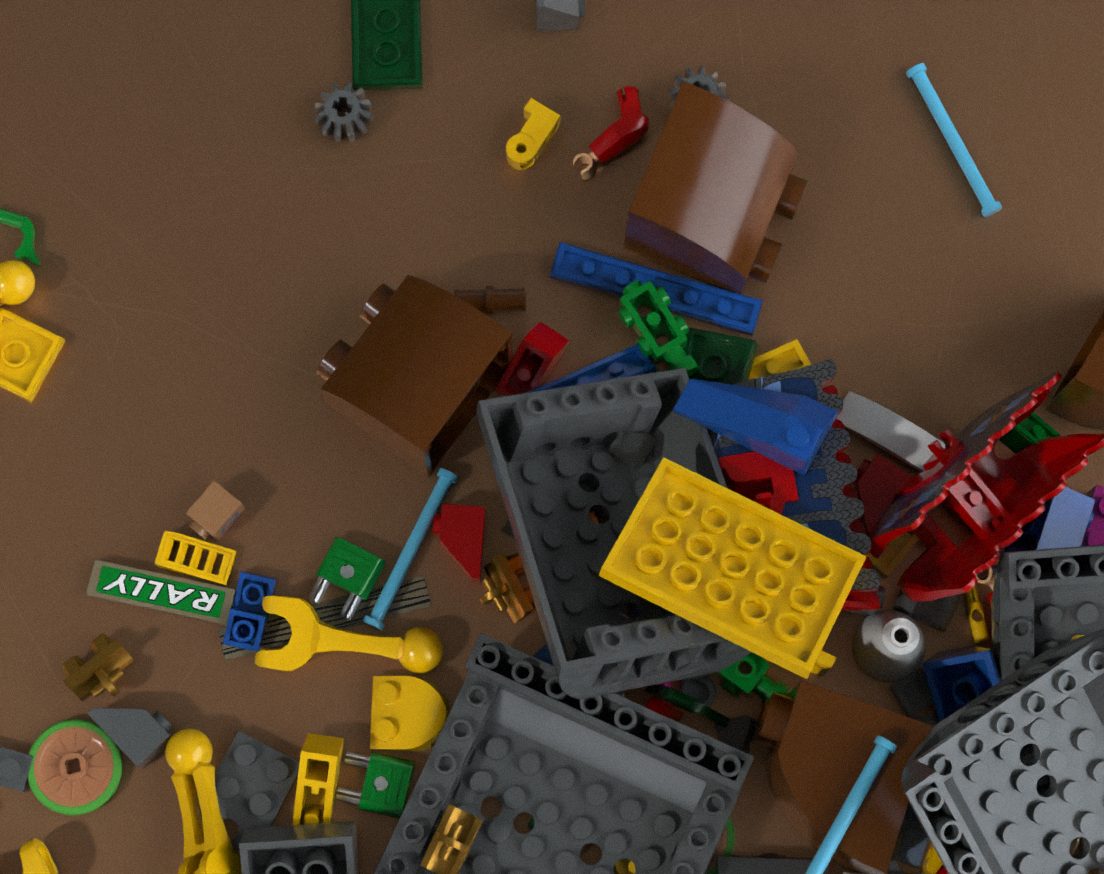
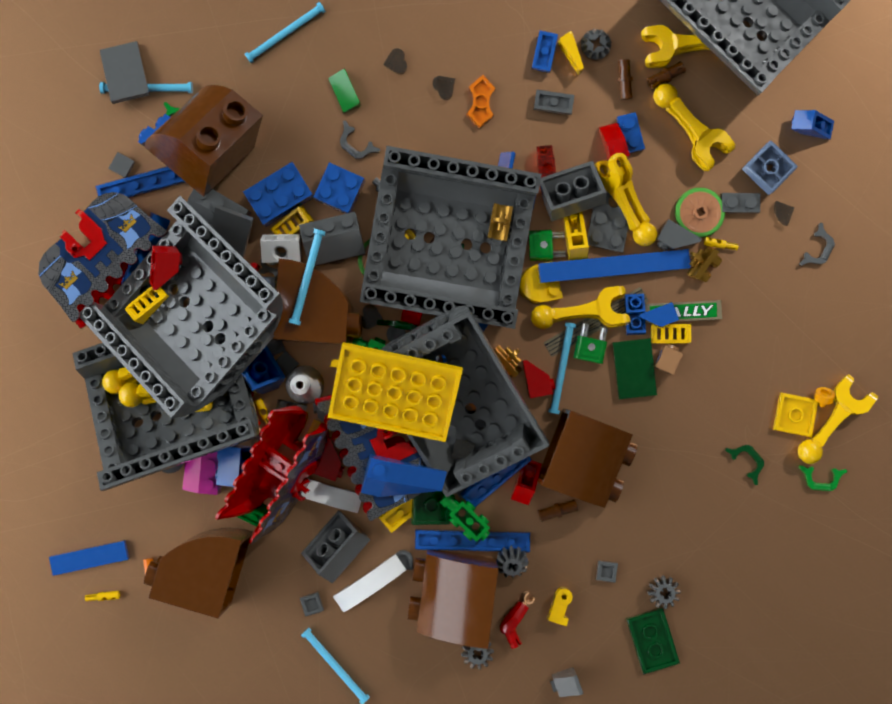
camera: 165 degrees right, 10 degrees up
(50, 696) = (720, 243): none -> yellow pin
(112, 305) = (756, 457): none -> dark green helmet
(203, 593) = (661, 316): none -> blue tile
(263, 707) = (614, 266): none -> blue tile
(280, 513) = (634, 368): none -> dark green tile
(432, 174) = (606, 571): none -> dark grey tile
(596, 231) = (512, 561): none -> dark grey gear
(788, 287) = (406, 558): none -> dark grey tile
(856, 261) = (370, 583): none -> white slope
(904, 341) = (335, 547): none -> dark grey slope
(969, 255) = (311, 604): none -> dark grey tile

